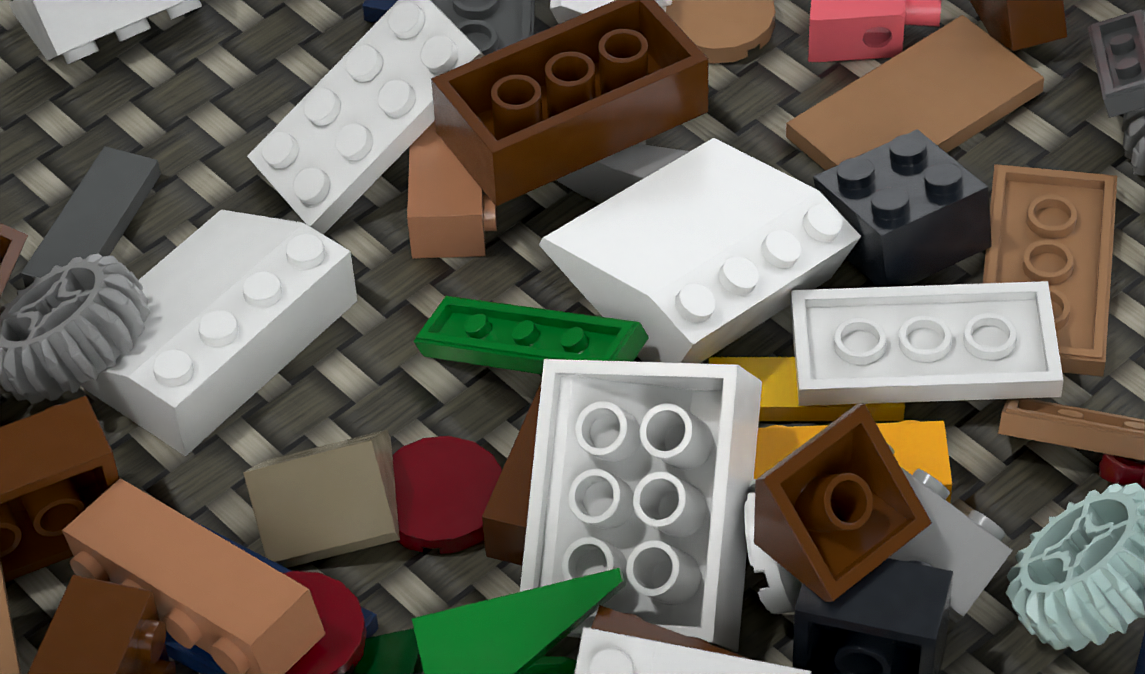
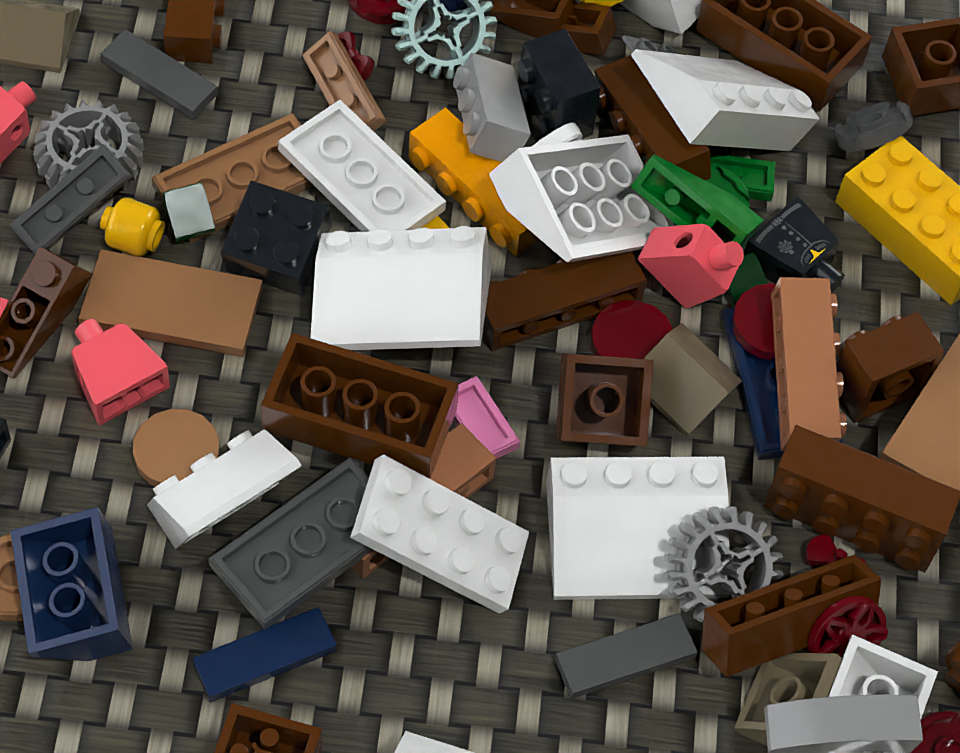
camera: 140 degrees left, 10 degrees up
(371, 355) = (604, 399): none -> reddish brown brick
(450, 557) = (691, 262): none -> coral torso
(488, 276) = (483, 418): none -> bright pink tile
(524, 336) = (524, 338): green tile -> none
(836, 506) = (543, 92): reddish brown slope -> none
(1019, 160) = (188, 211): none -> slope
(1045, 108) = (132, 227): none -> yellow head

